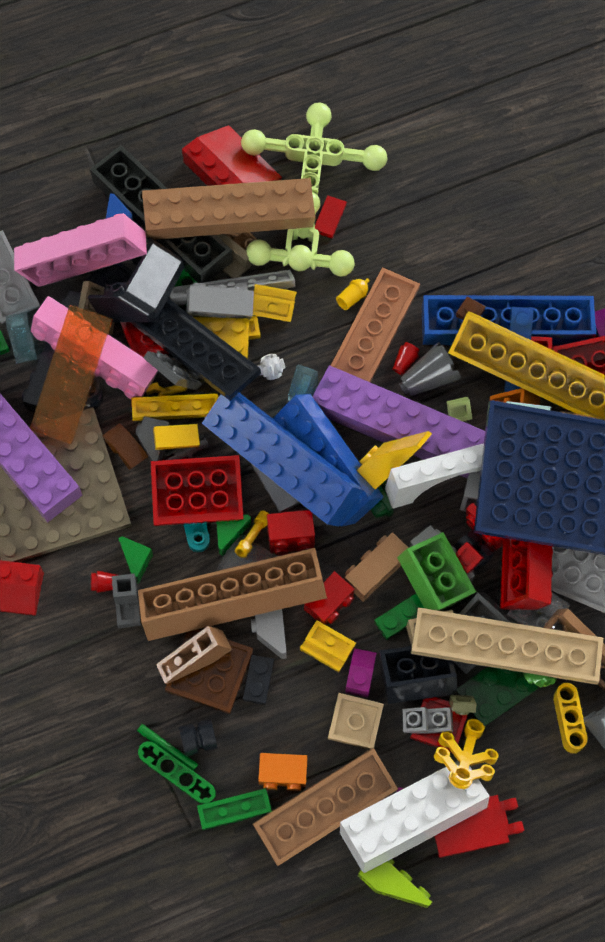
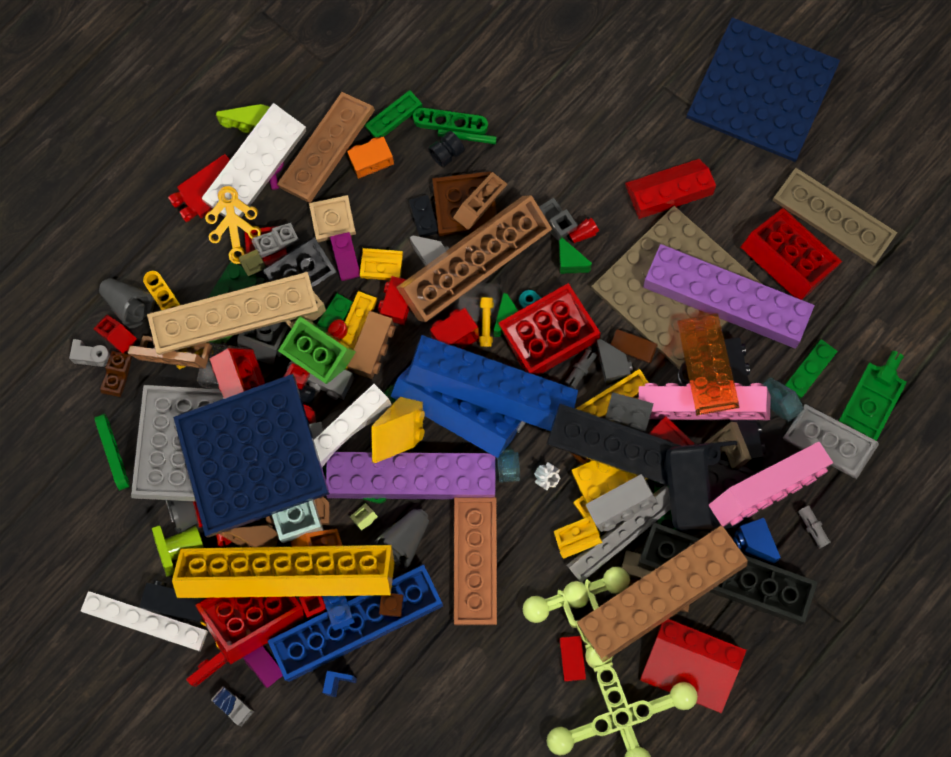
camera: 160 degrees right, 5 degrees up
(61, 222) = (814, 526): none -> light grey pin
(176, 436) = (592, 367): yellow tile -> none
(352, 293) = (511, 586): yellow piece -> none
(381, 598) = (356, 318): none -> yellow plate
(404, 593) = (338, 329): none -> red plate
(406, 357) = (433, 546): red cone -> none
(544, 281) = (332, 682): none -> blue panel

